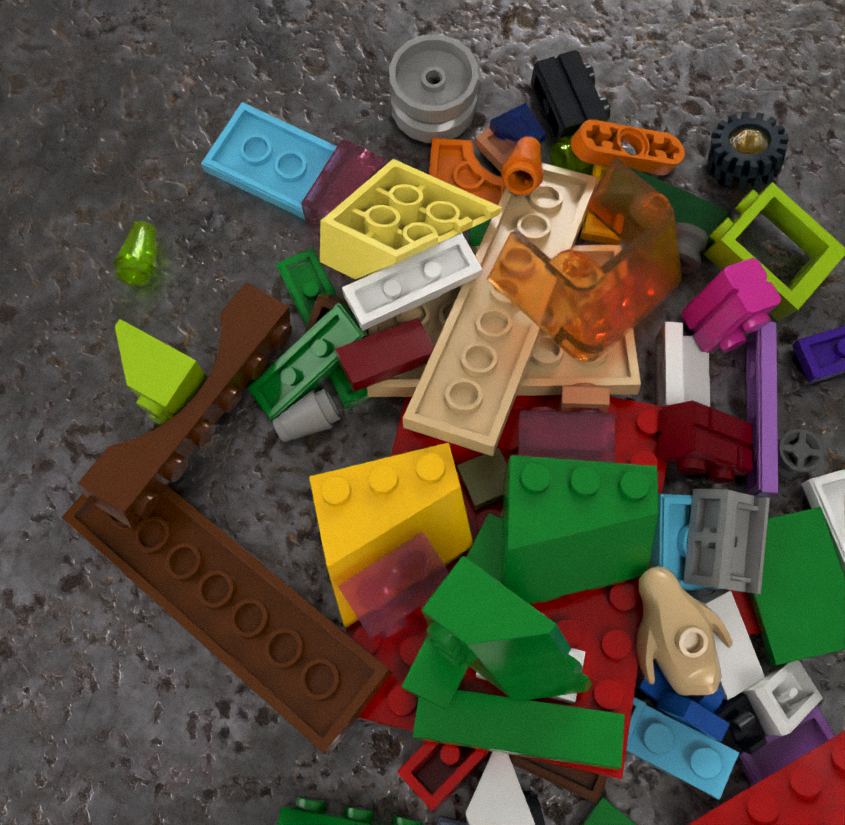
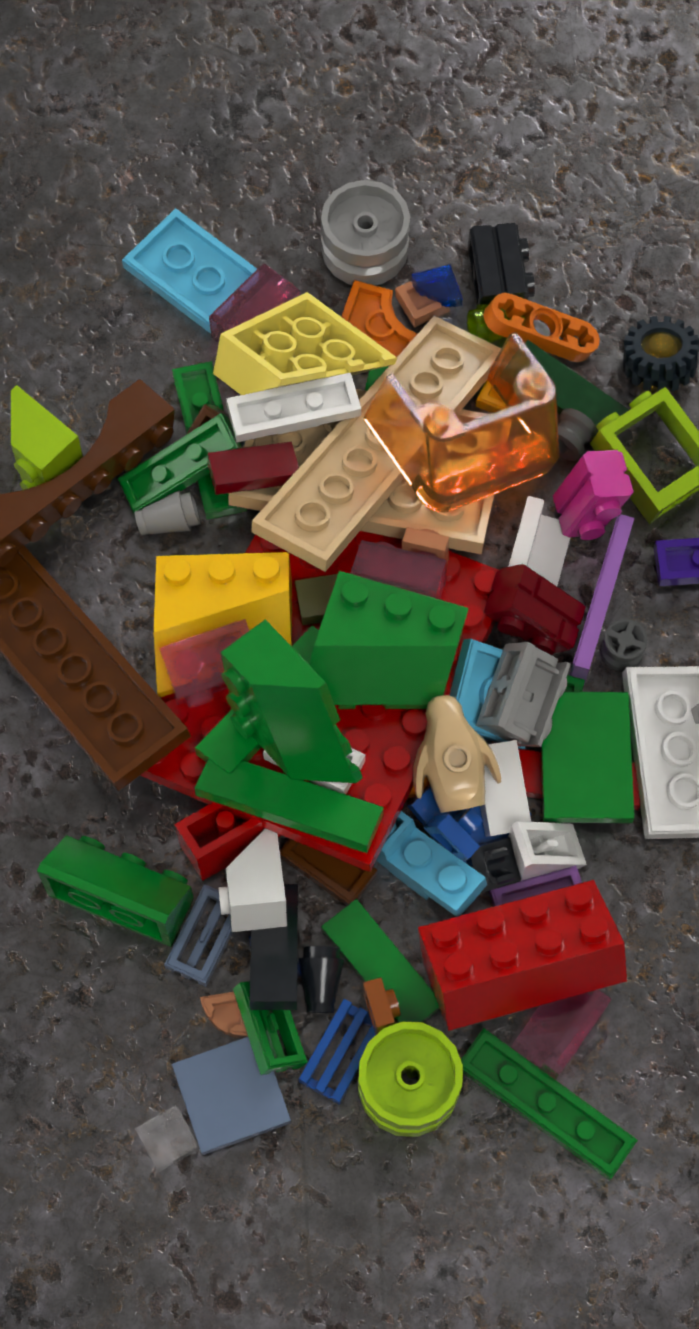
camera: 10 degrees right, 5 degrees down
(137, 255) = (41, 334): clear neon green cone -> none
(523, 168) = (430, 325): orange cone -> none

